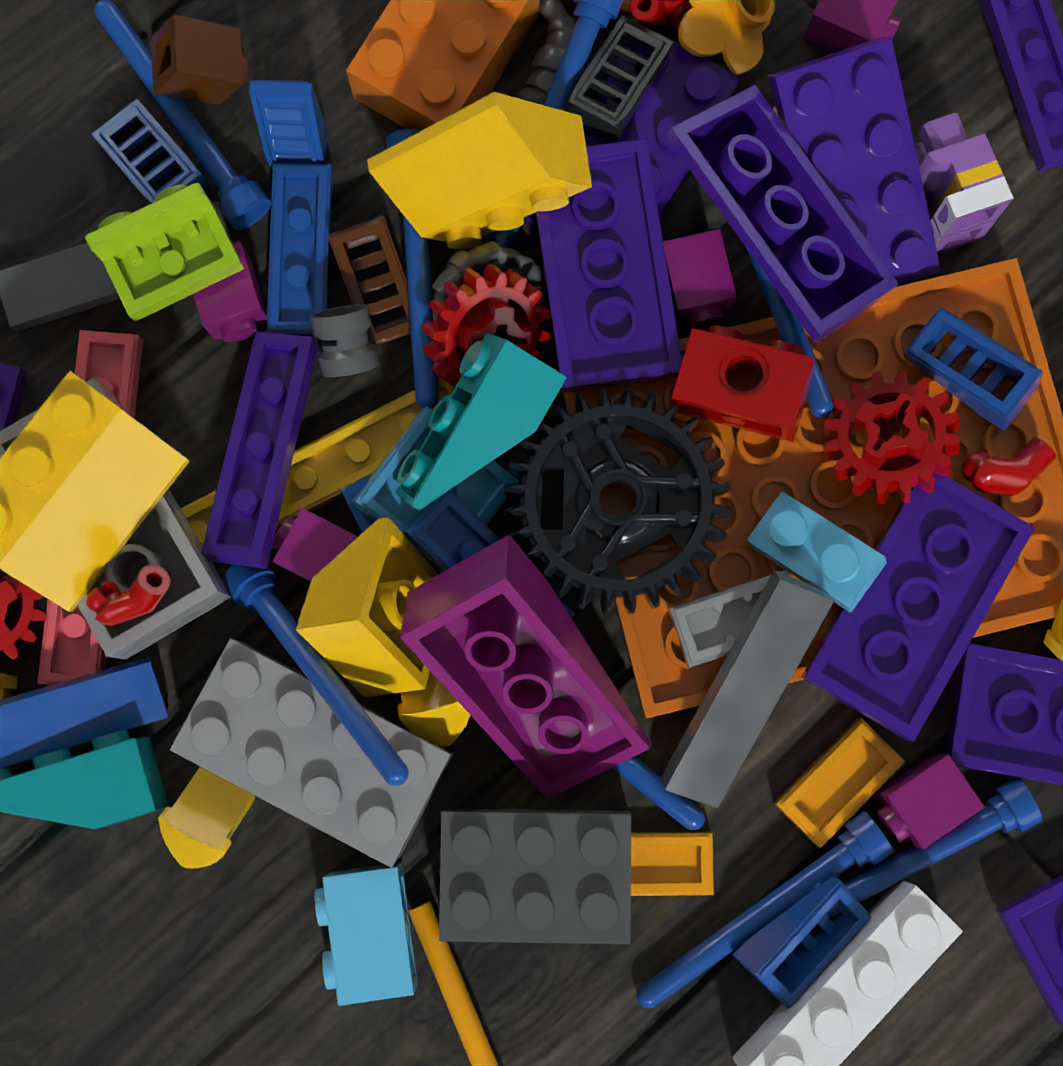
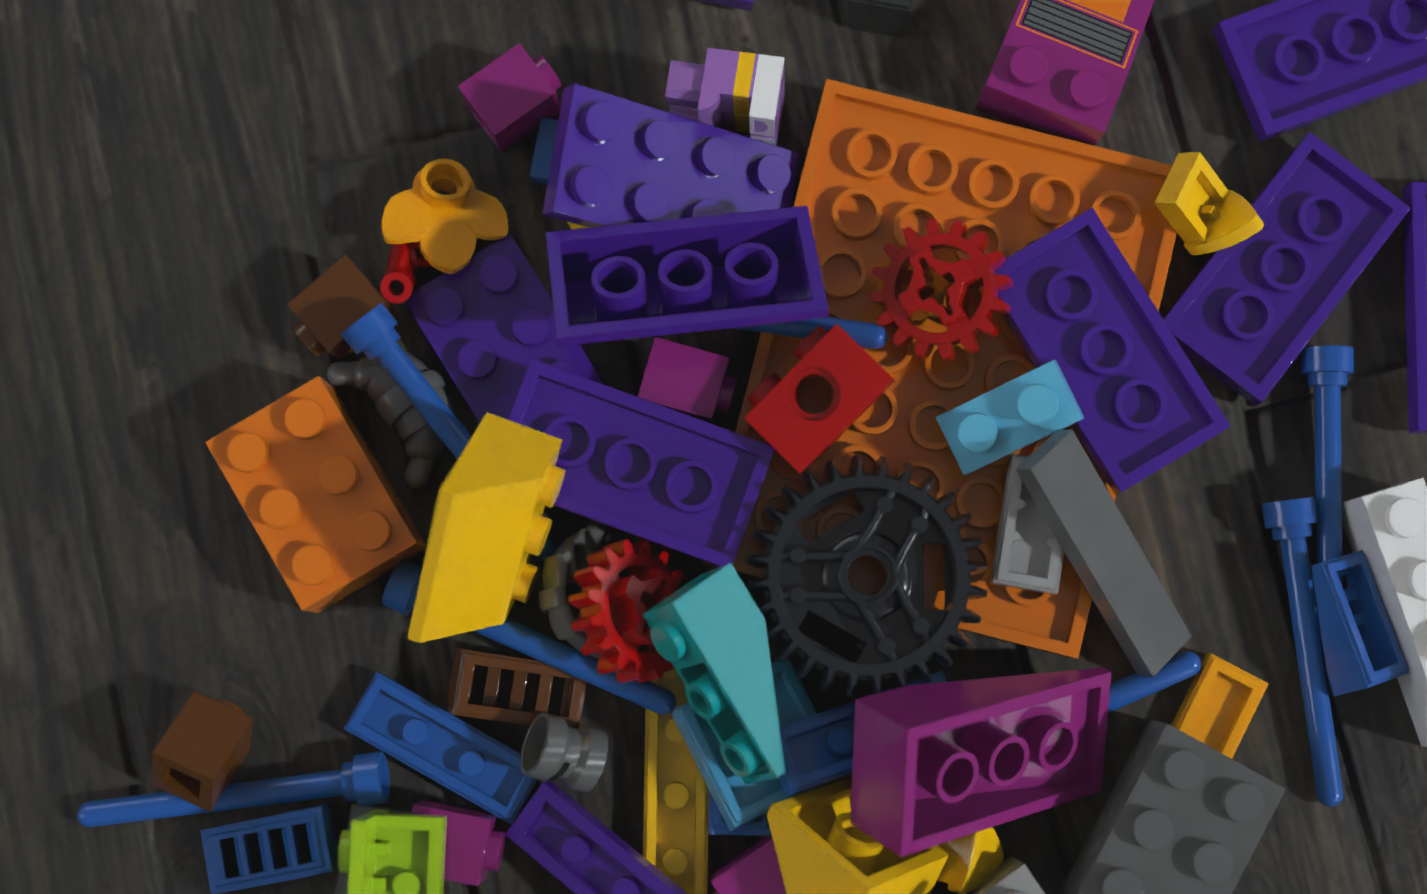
camera: 65 degrees left, 0 degrees up
(289, 121) = (321, 693): blue slope -> none
(598, 117) = (478, 393): pearl dark grey slope -> none
(839, 782) = (1223, 511): light orange tile -> none
(926, 801) = (1284, 442): magenta brick -> none
(1005, 364) = (900, 156): blue slope -> none
(1008, 475) = (1027, 204): red arm -> none

